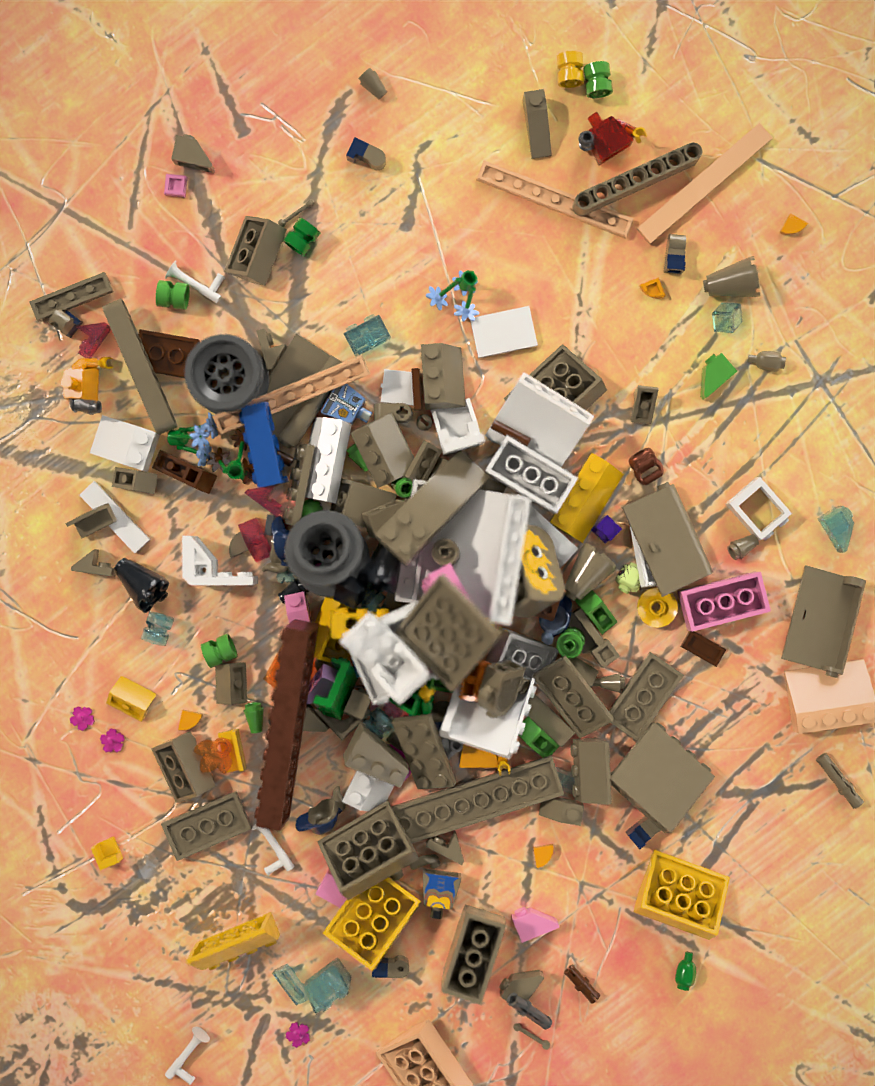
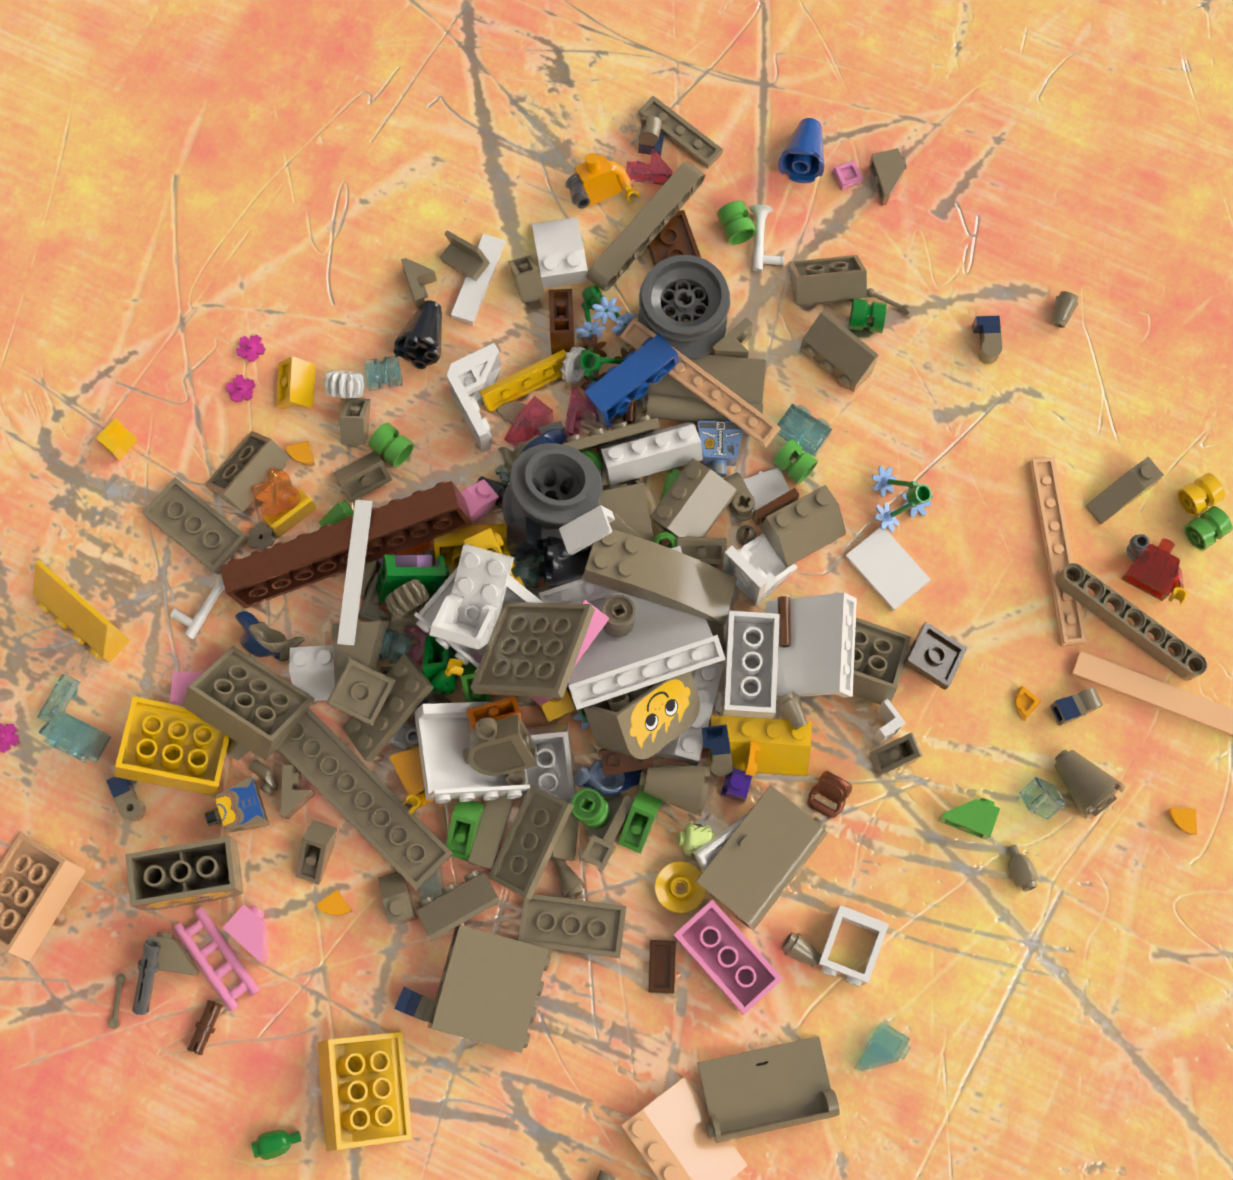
camera: 60 degrees right, 15 degrees down
(140, 209) = (804, 153): none -> blue cone
(151, 663) = (344, 384): none -> white gear
(185, 668) = (354, 421): none -> dark tan slope
(219, 523) = (523, 381): none -> yellow tile
(225, 483) = (572, 361): none -> white gear
(242, 785) = (255, 536): none -> dark tan plant
(316, 731) = (354, 572): none -> white sticker
(320, 276) = (839, 351): none -> dark tan slope
(354, 701) = (407, 598): none -> dark tan gear
(374, 545) = (587, 529): none -> white panel
(395, 352) = (801, 467): none -> bright green wheel
(406, 768) = (360, 691): none -> dark tan tile
(499, 850) = (315, 851): none -> dark tan slope
(549, 961) = (200, 955): none -> bright pink bar
(575, 529) = (720, 757): none -> dark blue leg
(578, 463) = (792, 709): none -> dark tan cone
(588, 335) = (935, 655): none -> plate
(602, 514) = (751, 756): none -> light orange tile
(625, 398) = (893, 722): none -> white panel

